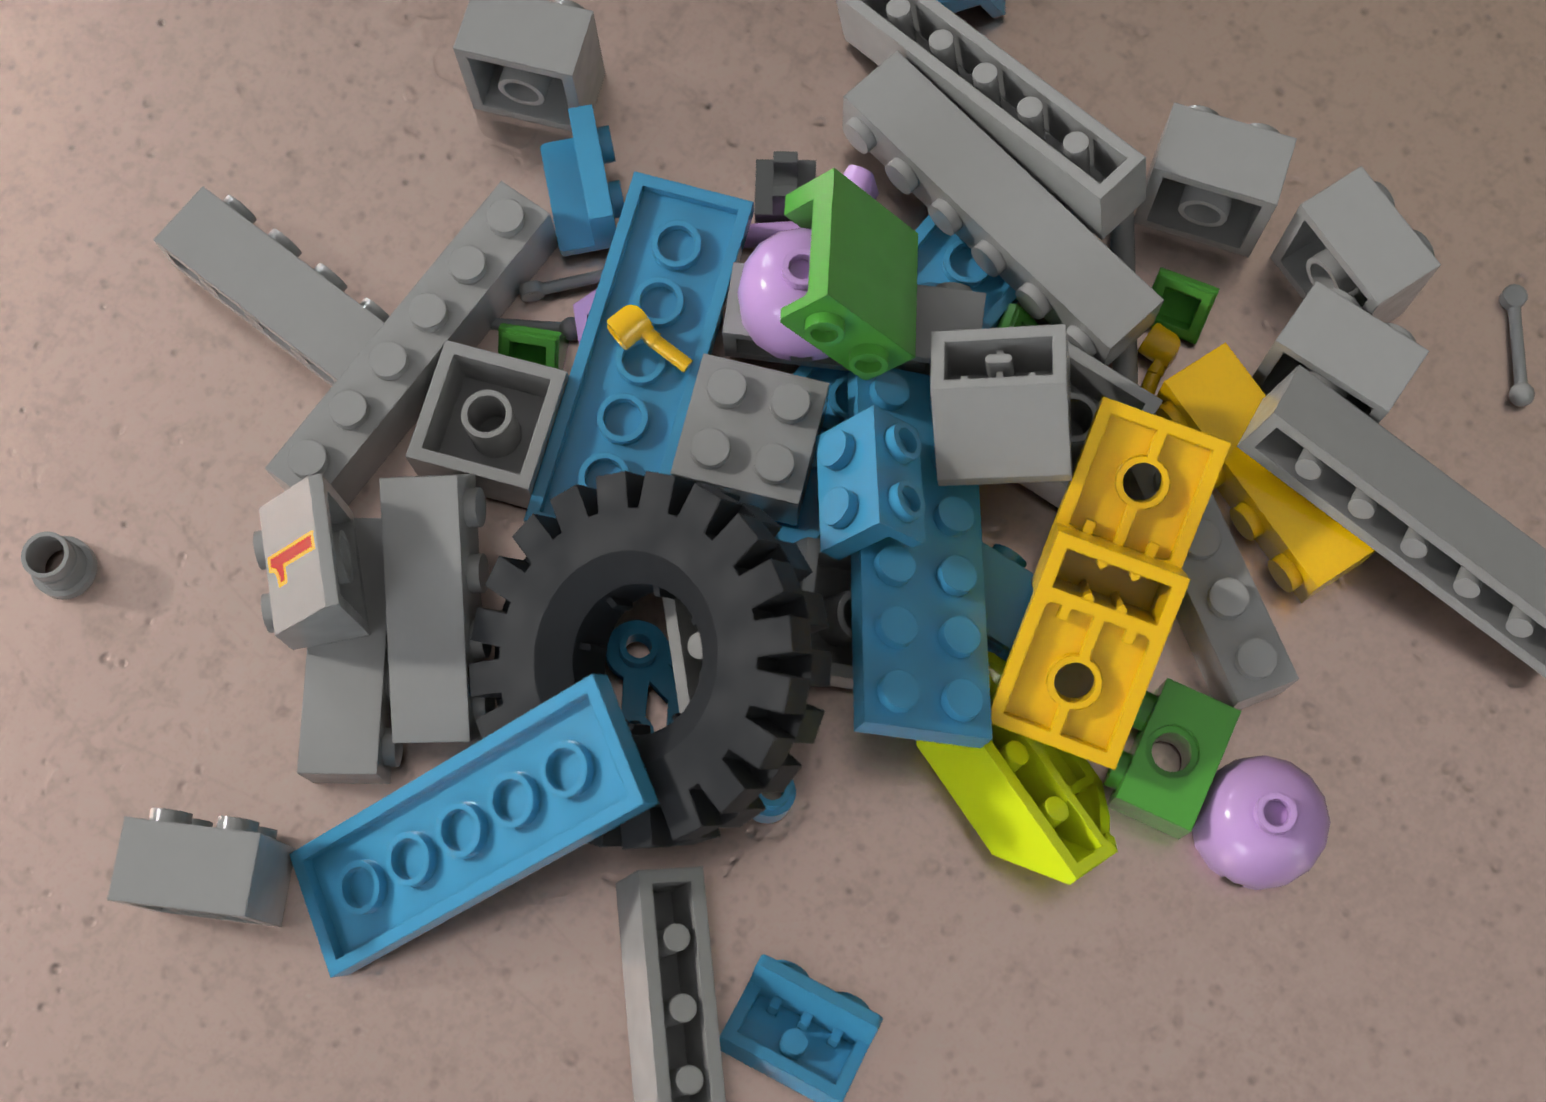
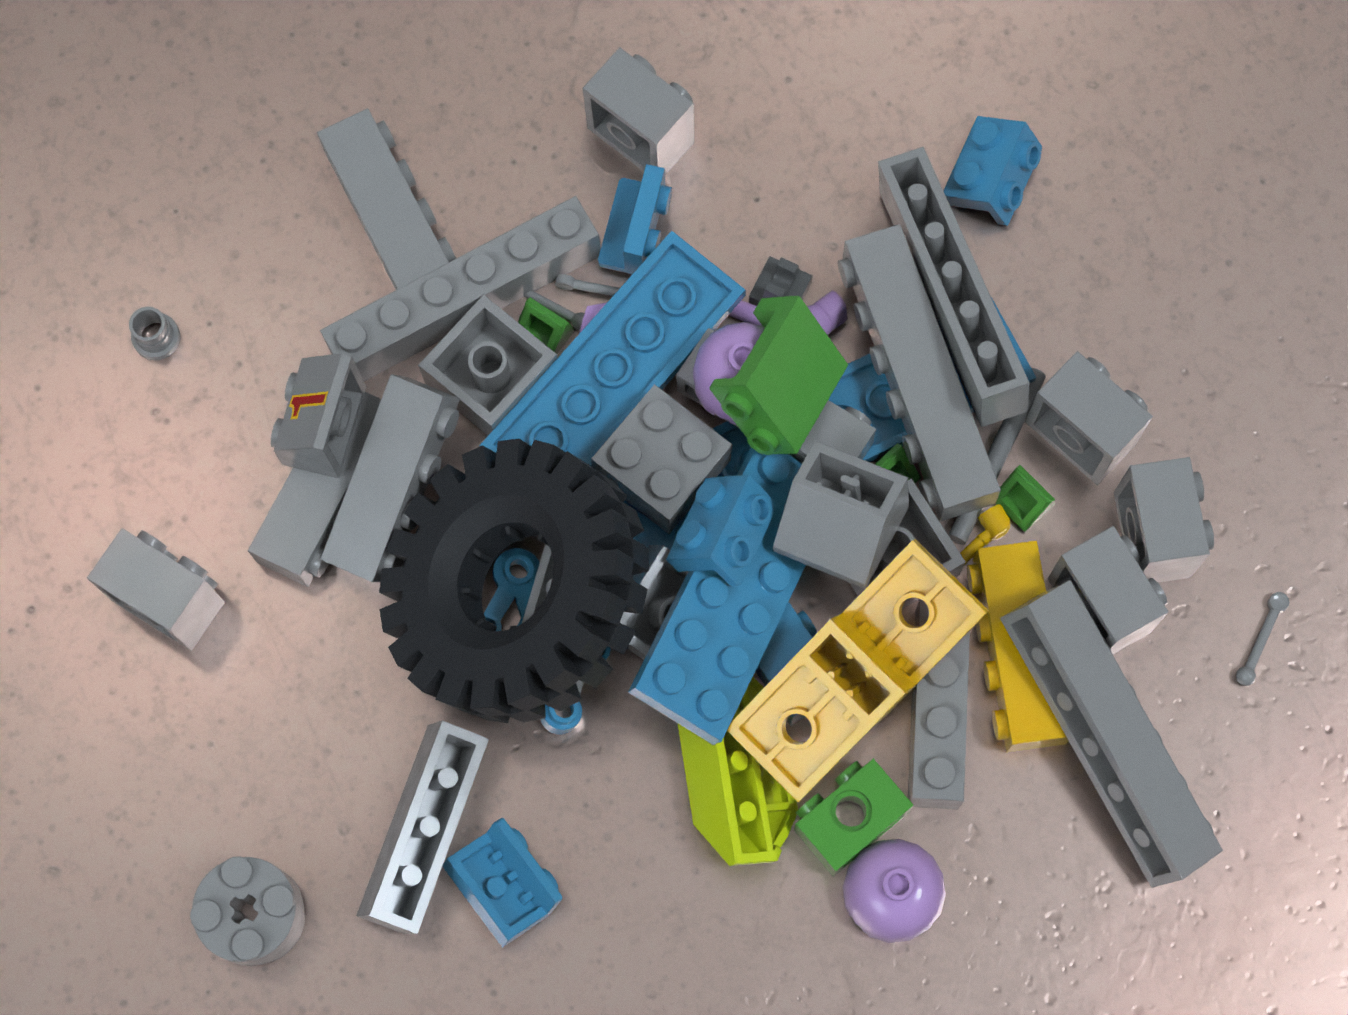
camera: 25 degrees right, 0 degrees up
(473, 826) = (345, 639): dark azure plate -> none
(633, 324) = (614, 342): yellow hand -> none

